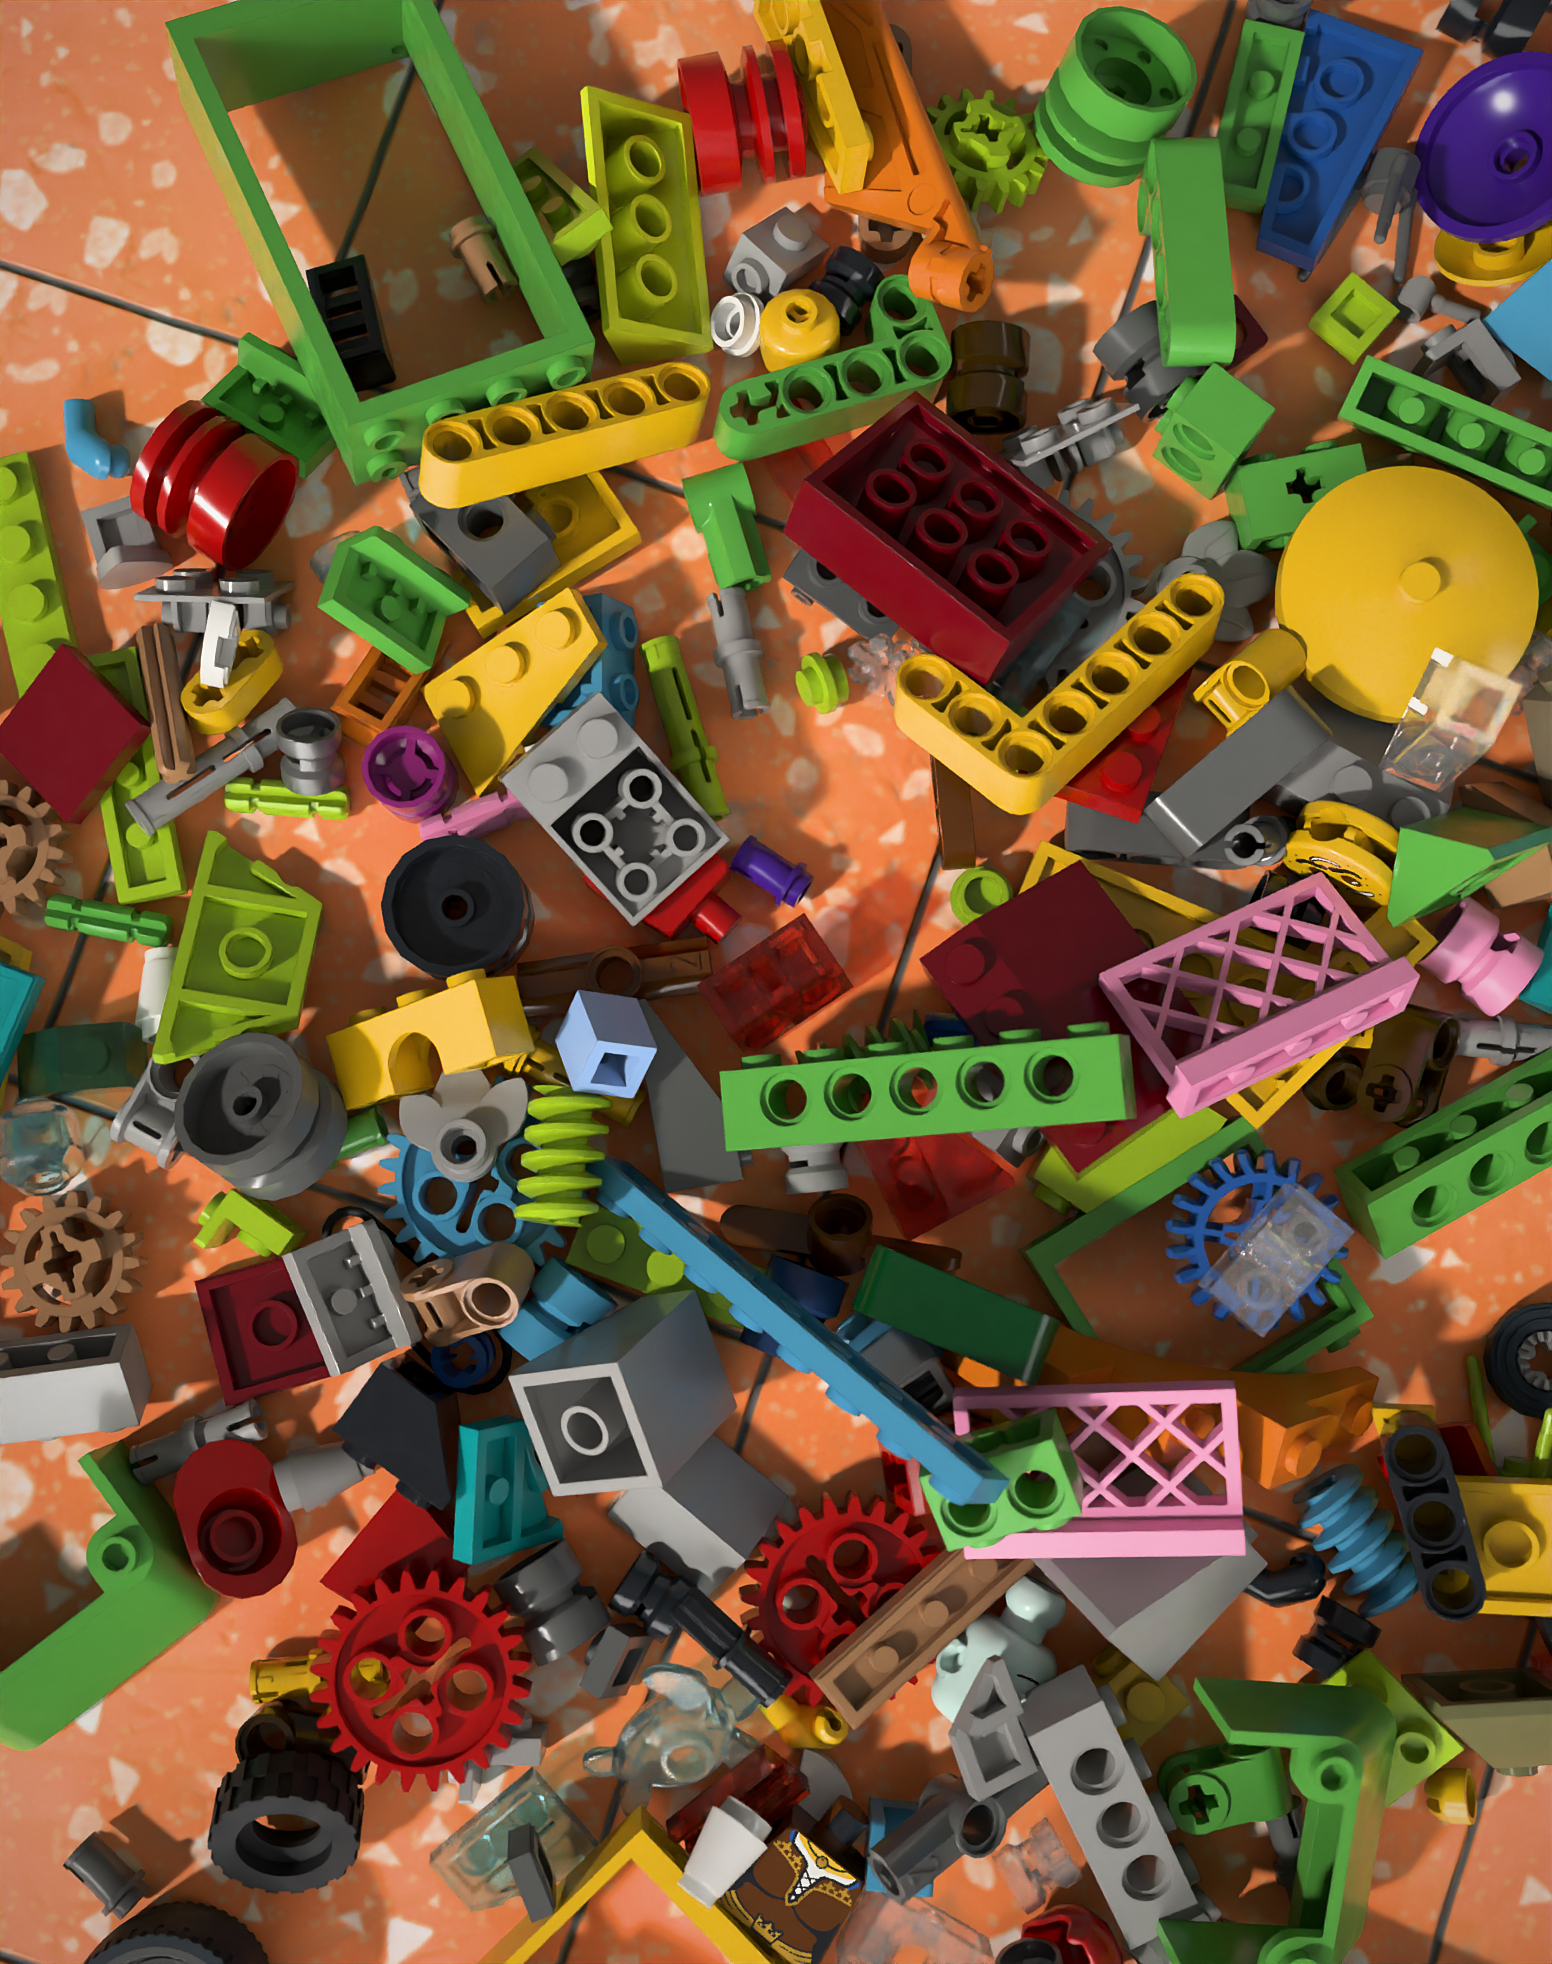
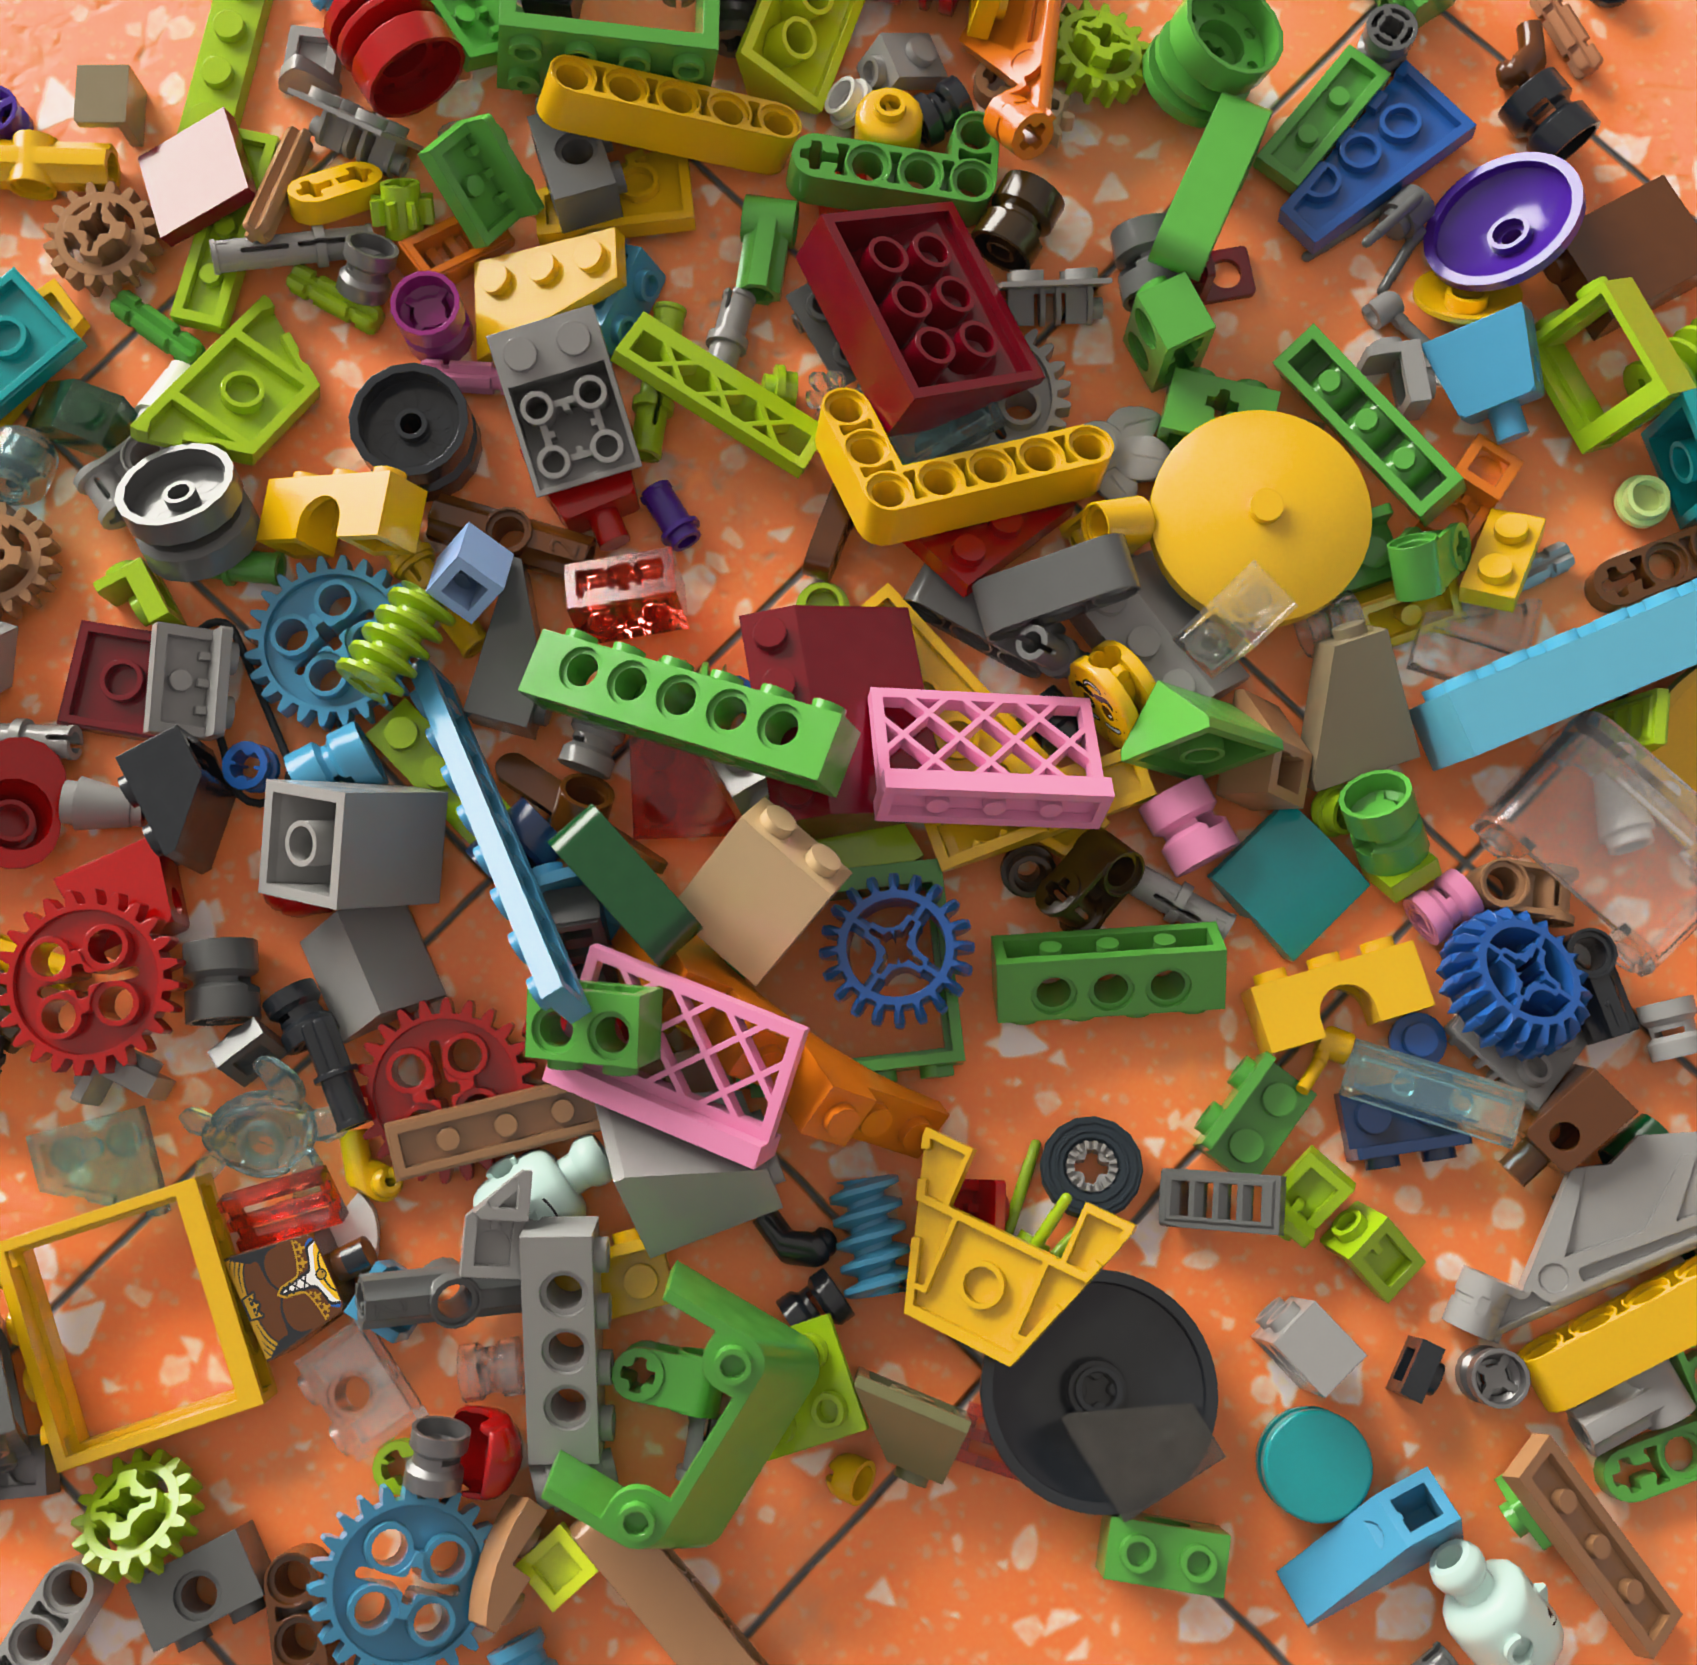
camera: 25 degrees right, 5 degrees down
(219, 644) = (335, 154): white tile -> none
(314, 666) = (401, 208): none -> lime gear
(463, 1295) = (278, 713): medium nougat piece -> none
(465, 1110) = (340, 578): light grey plate -> none
(499, 1492) = (220, 874): teal wing -> none
(532, 1871) = (97, 1174): dark grey tile -> none
(724, 1850) = (248, 1224): white cone -> none
(771, 722) = (718, 394): none -> lime fence
(1098, 1247) = (762, 889): none -> tan brick
(1275, 1258) = (892, 956): clear brick -> none
(1353, 318) = (1327, 301): lime plate -> none
(1440, 1546) = (906, 1246): black beam -> none

